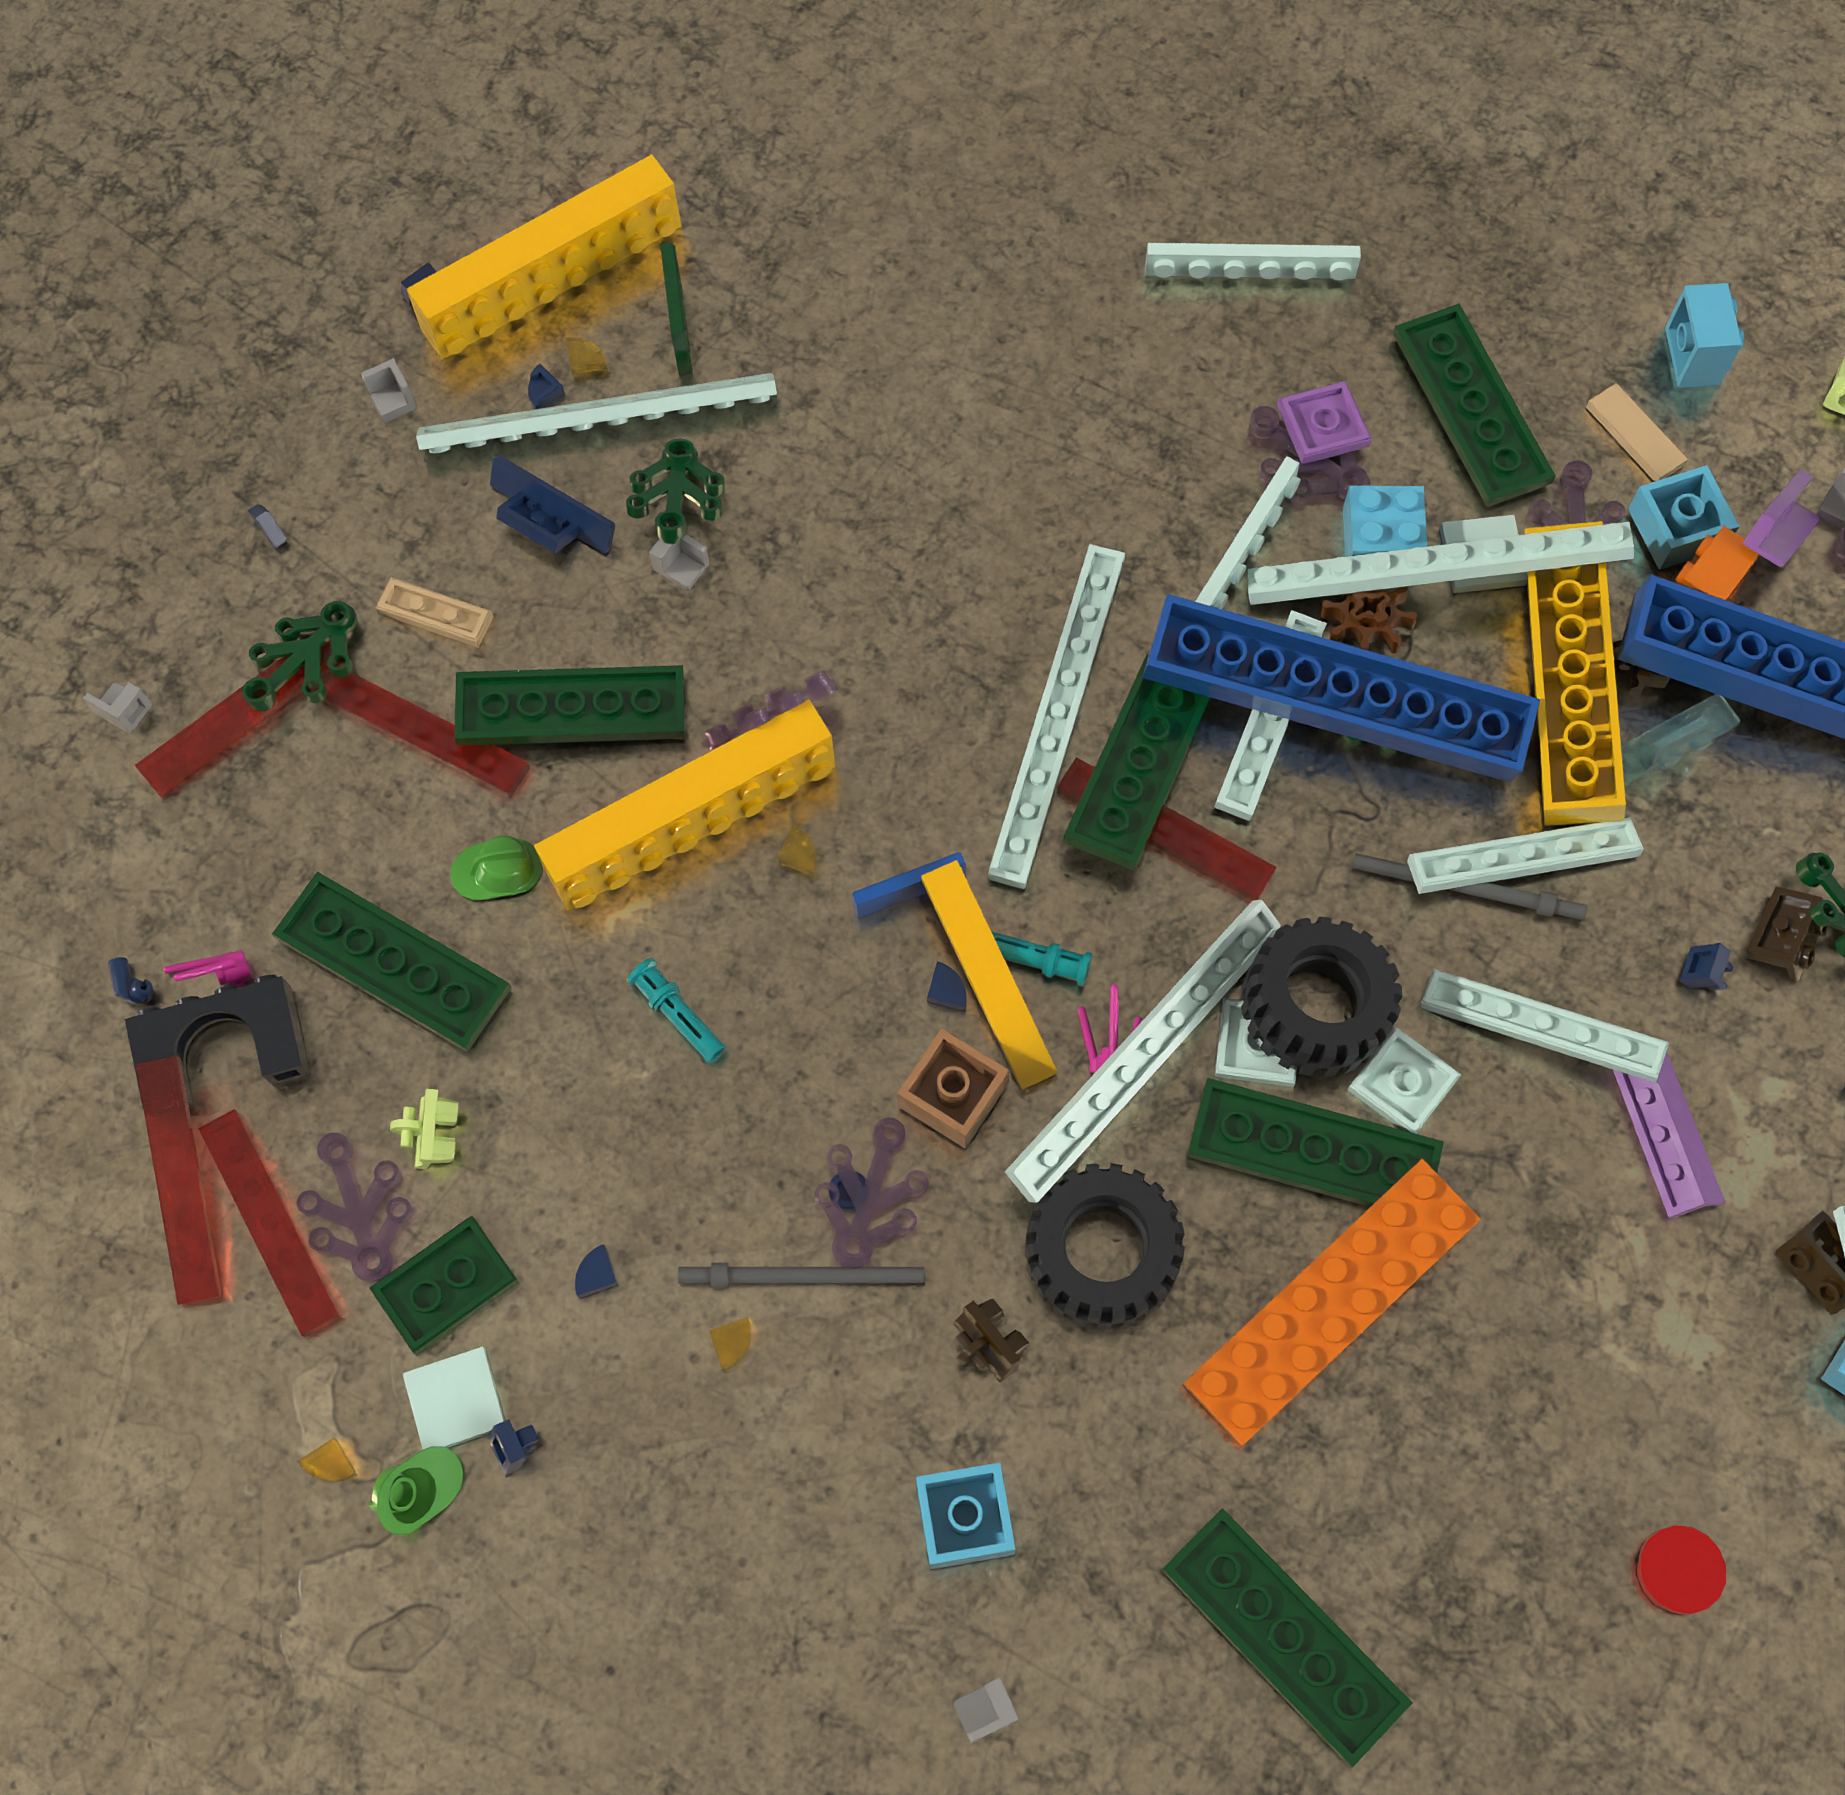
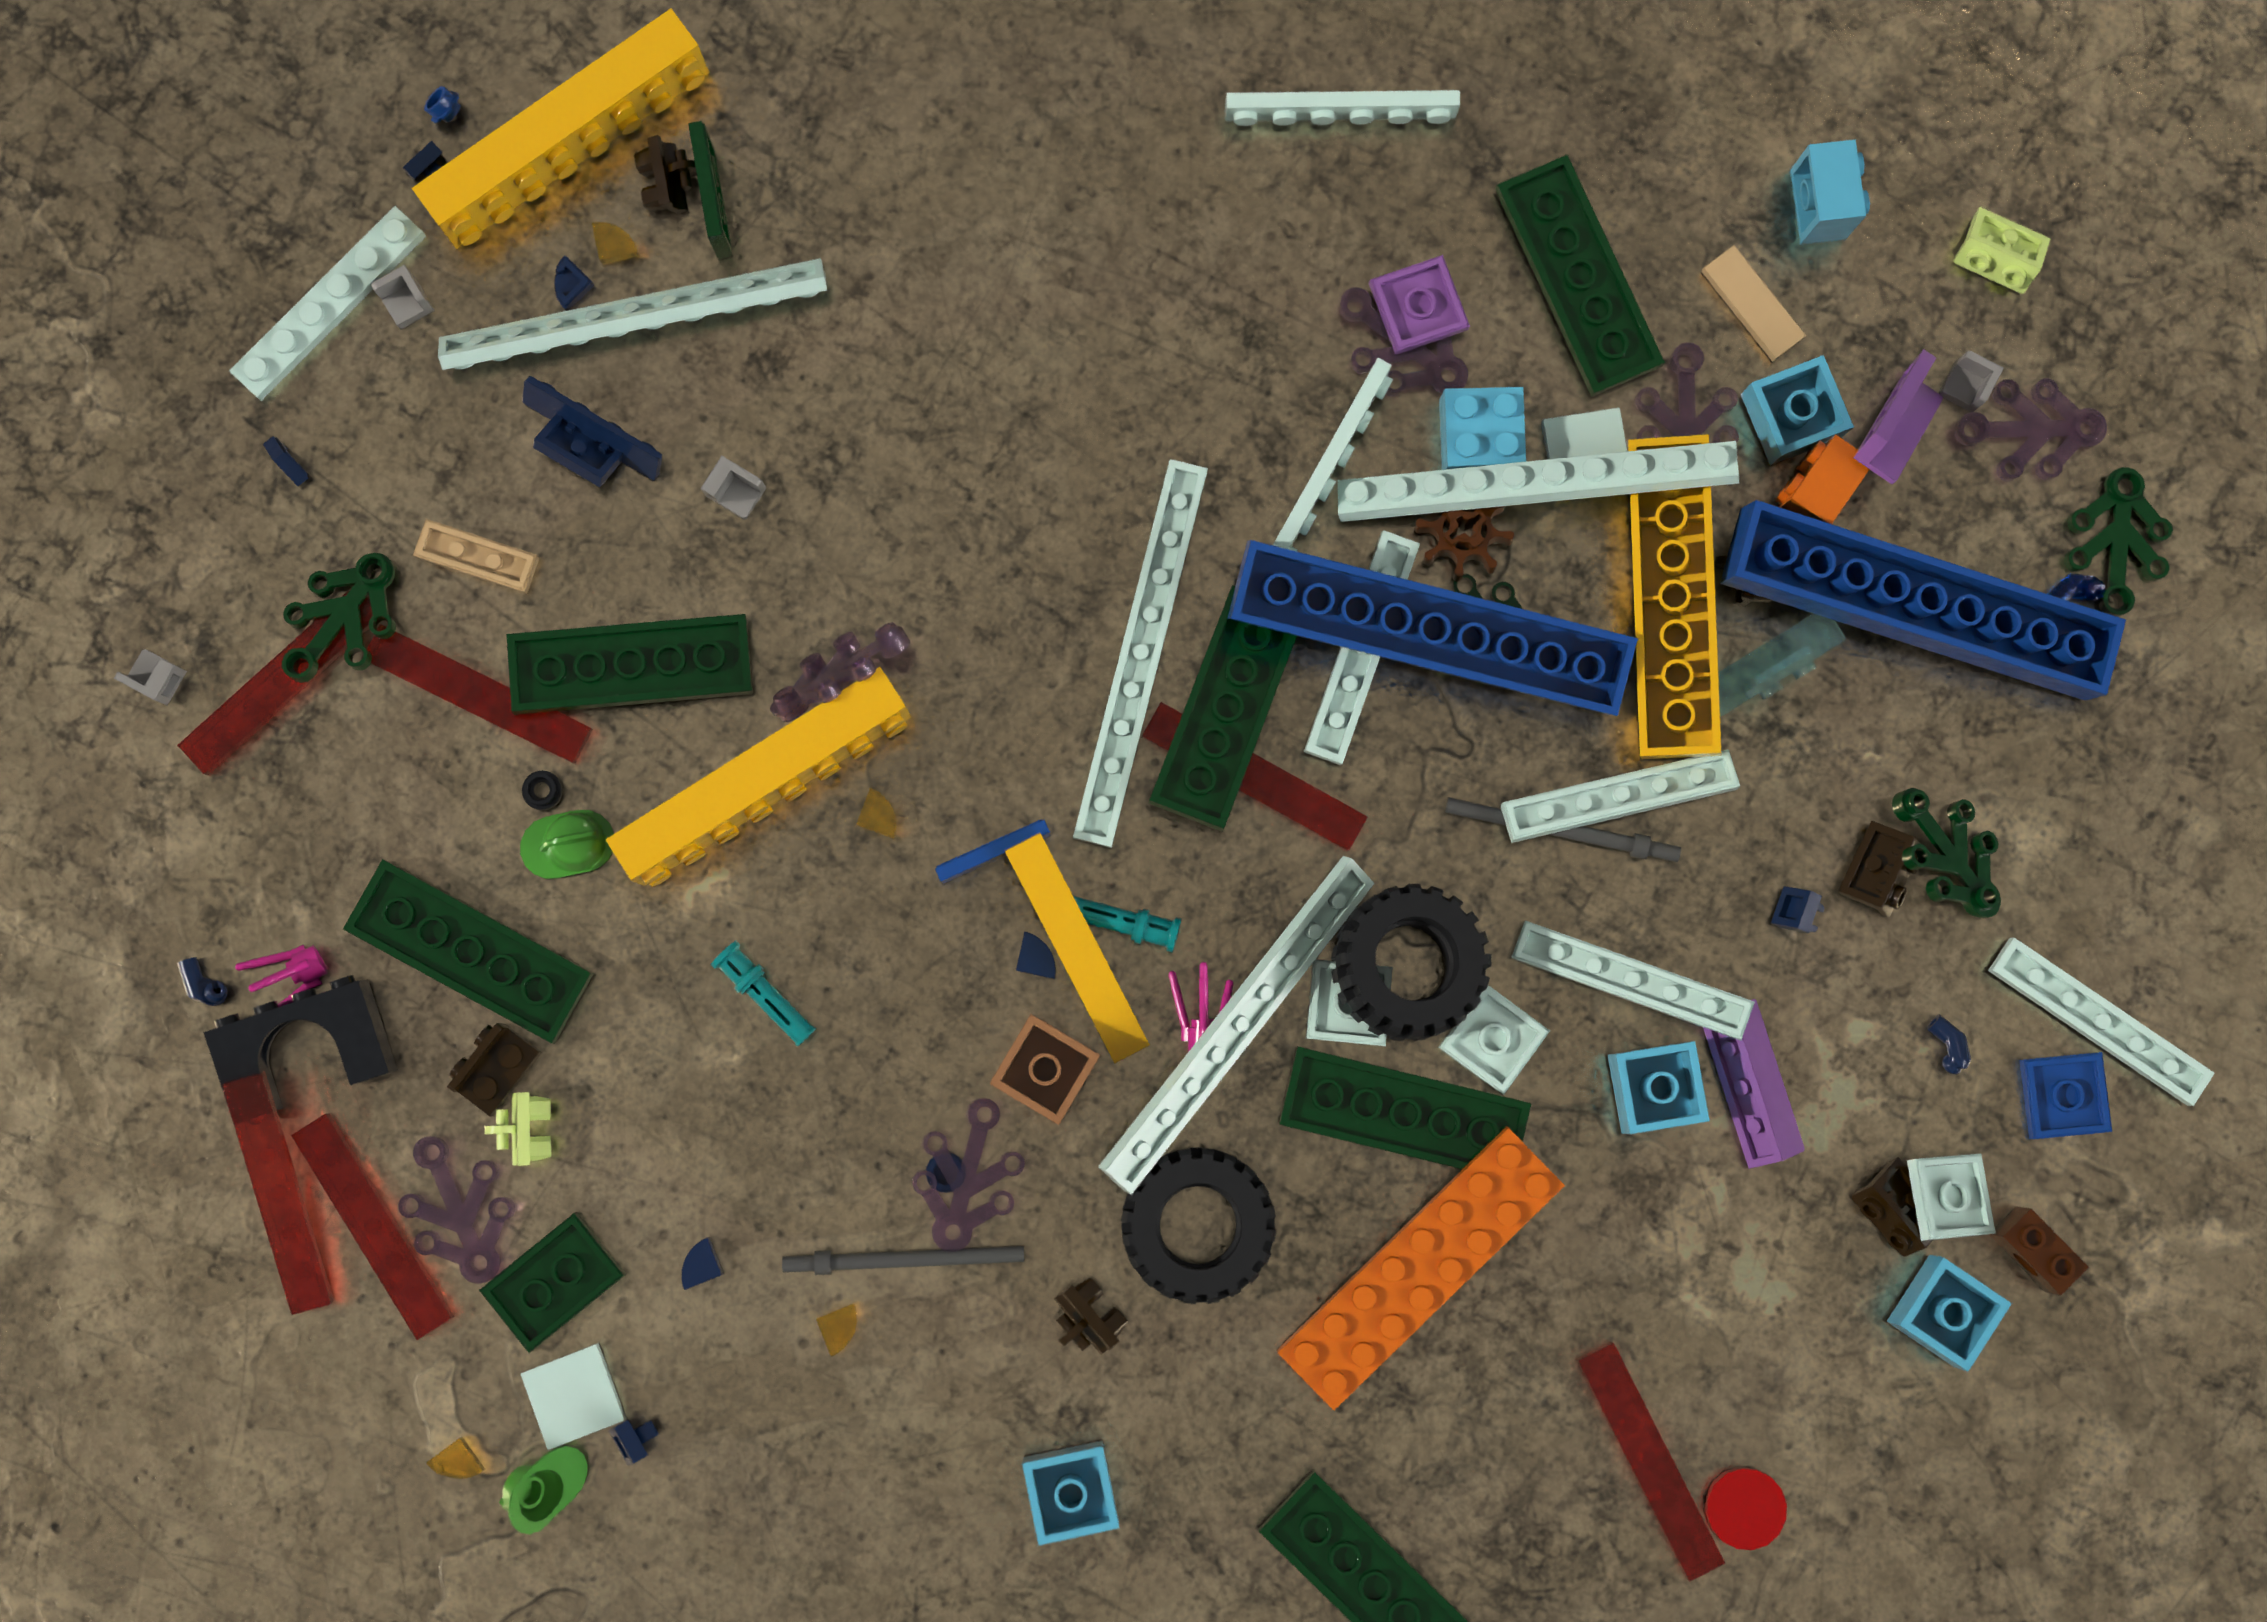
camera: 10 degrees left, 15 degrees up
(317, 400) = (327, 303): none -> light aqua plate
(404, 1071) = (493, 1067): none -> dark brown bracket
(441, 241) = (442, 105): none -> blue plate
(472, 808) = (530, 786): none -> black plate
(642, 300) = (671, 175): none -> dark brown hips
(678, 458) = (724, 407): dark green plant -> none
(1573, 1128) = (1658, 1087): none -> medium azure brick
(1578, 1517) = (1650, 1461): none -> clear red tile

